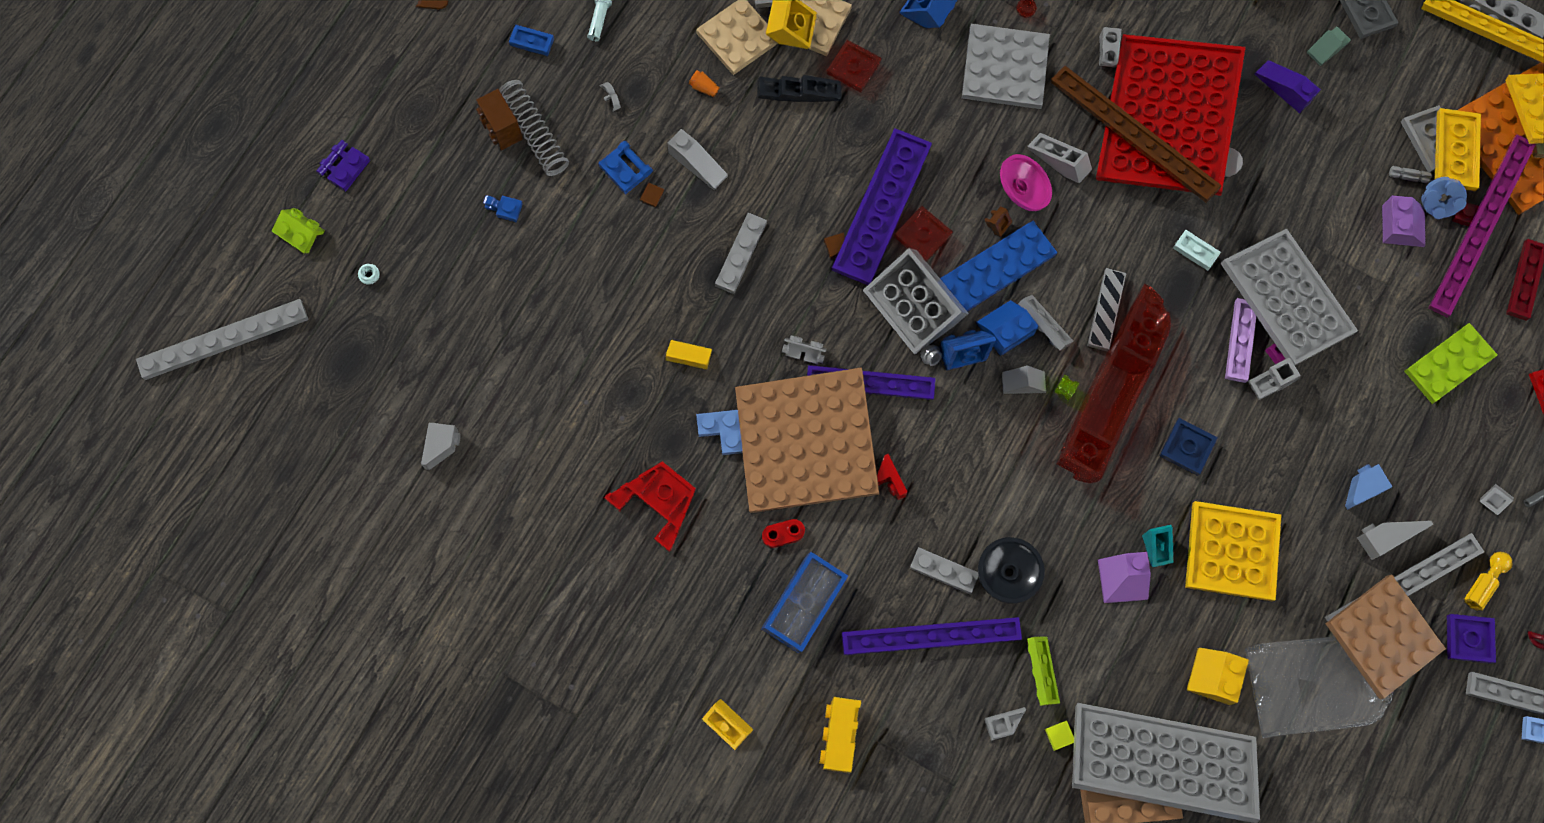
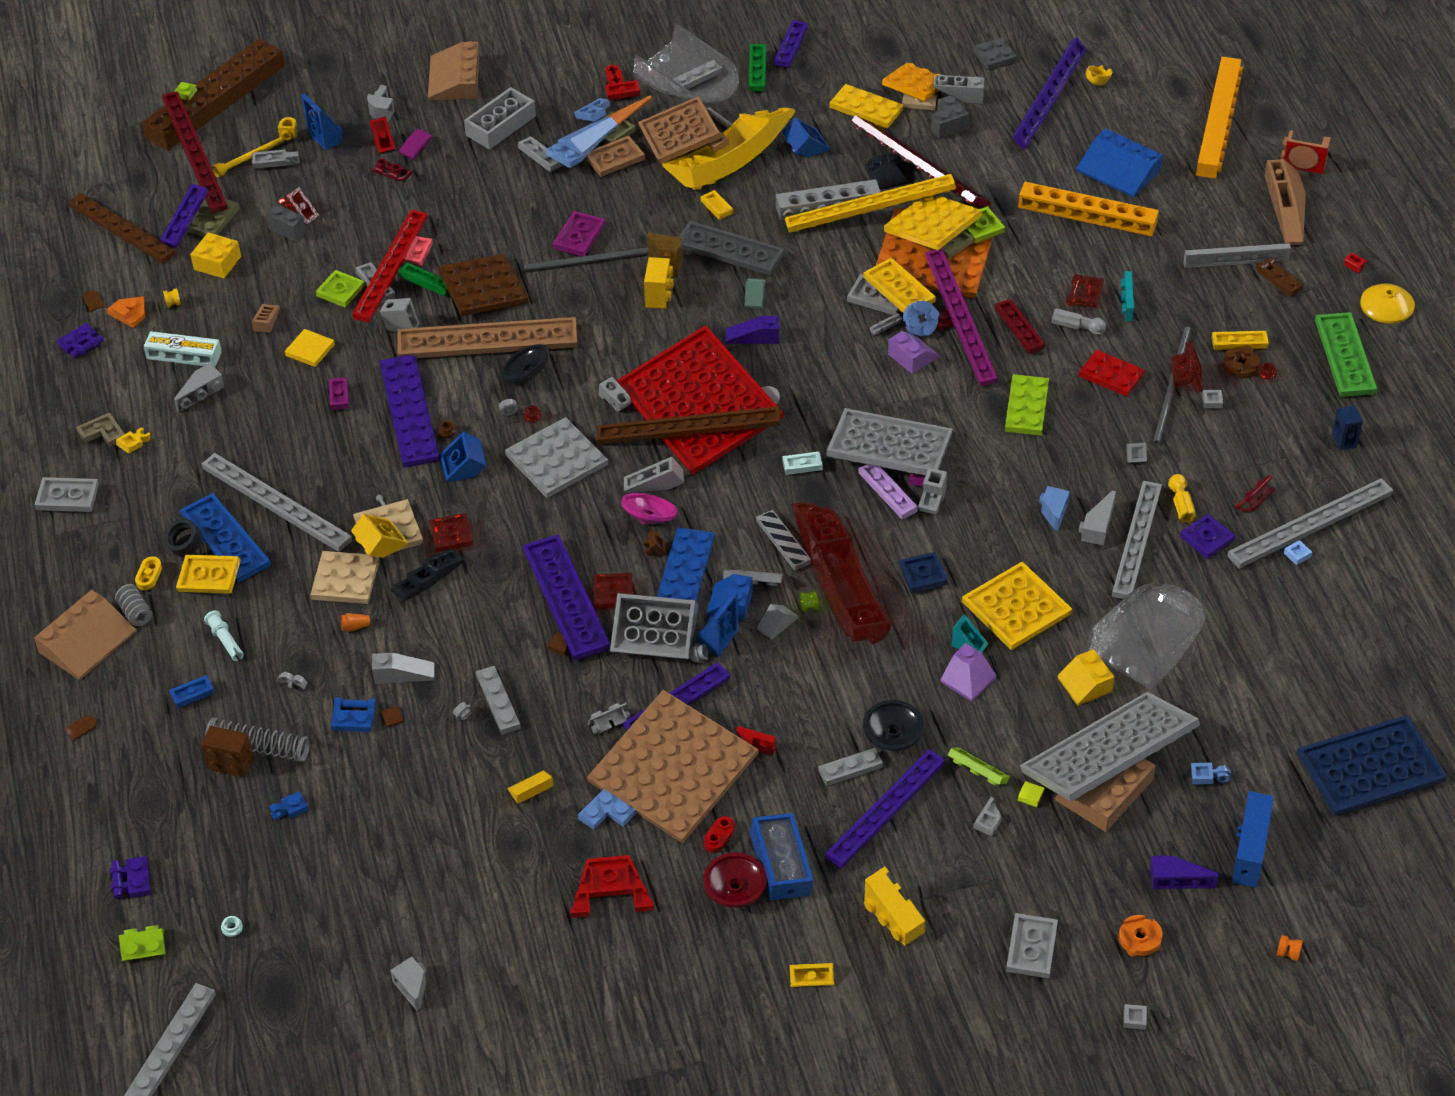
camera: 40 degrees left, 25 degrees down
(703, 239) = (462, 711): none -> light grey plate
(747, 574) = (732, 871): none -> dark red dish
(1385, 636) = (1157, 571): medium nougat plate -> none

